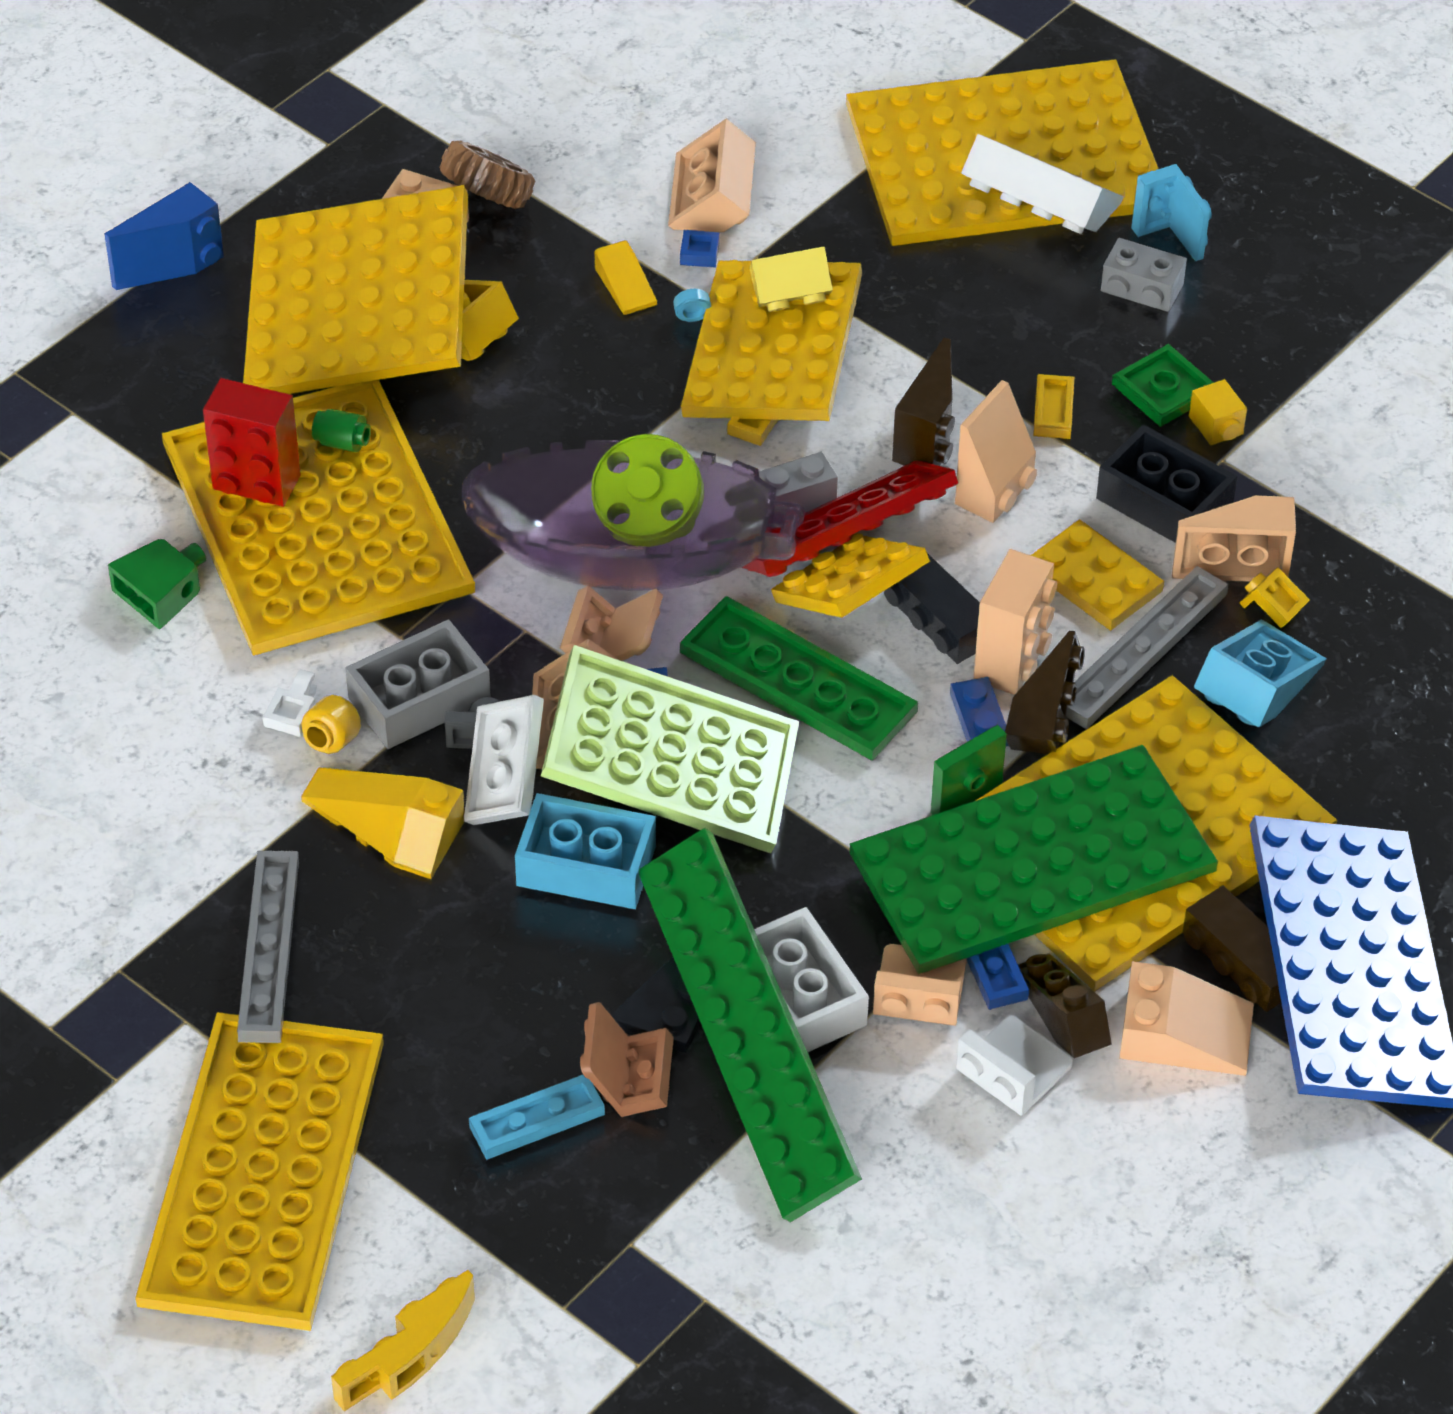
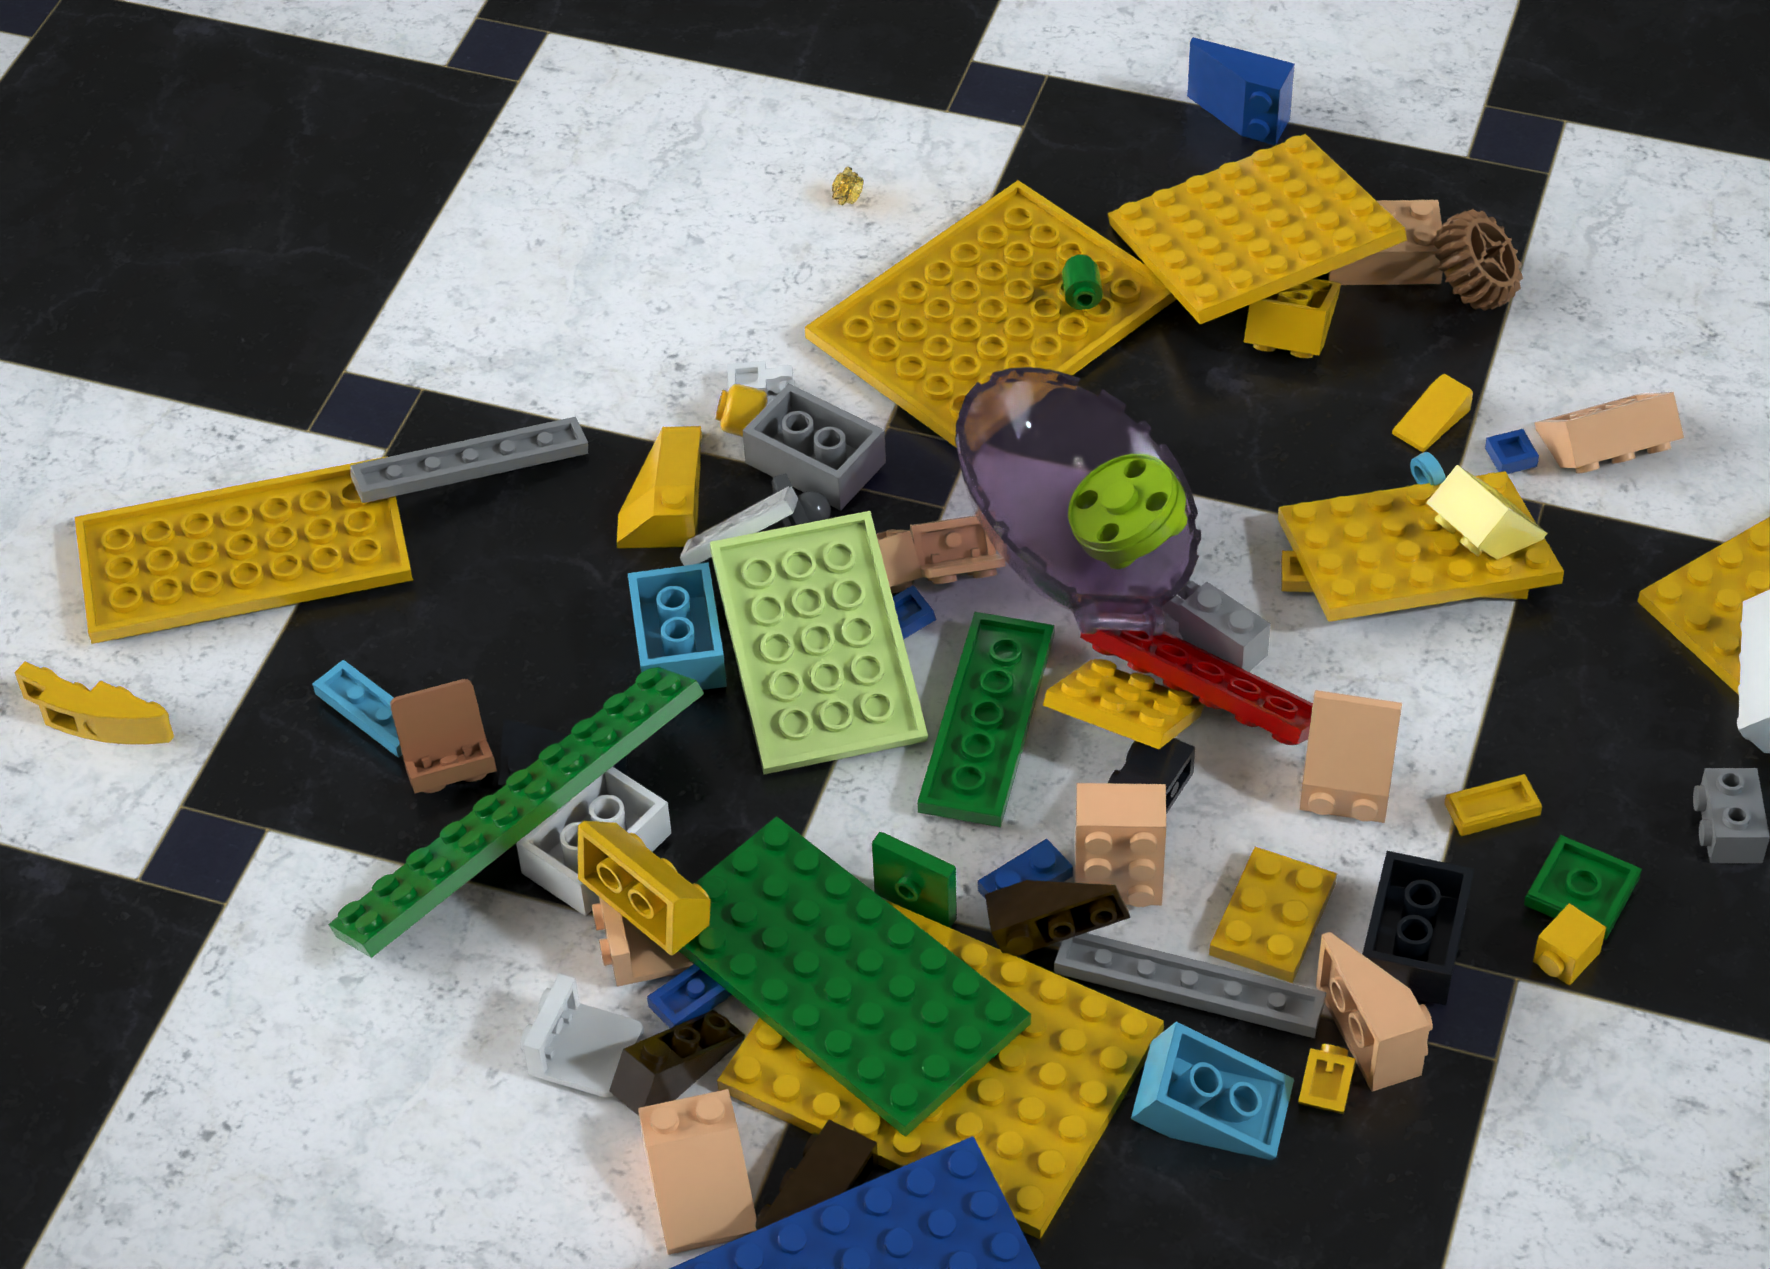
camera: 70 degrees right, 0 degrees up
(87, 553) = (847, 186): none -> clear yellow plate
(157, 579) = (849, 244): green torso -> none
(252, 442) = (996, 216): red brick -> none
(913, 941) = (641, 885): none -> yellow slope
(924, 413) = (1424, 682): dark brown slope -> none

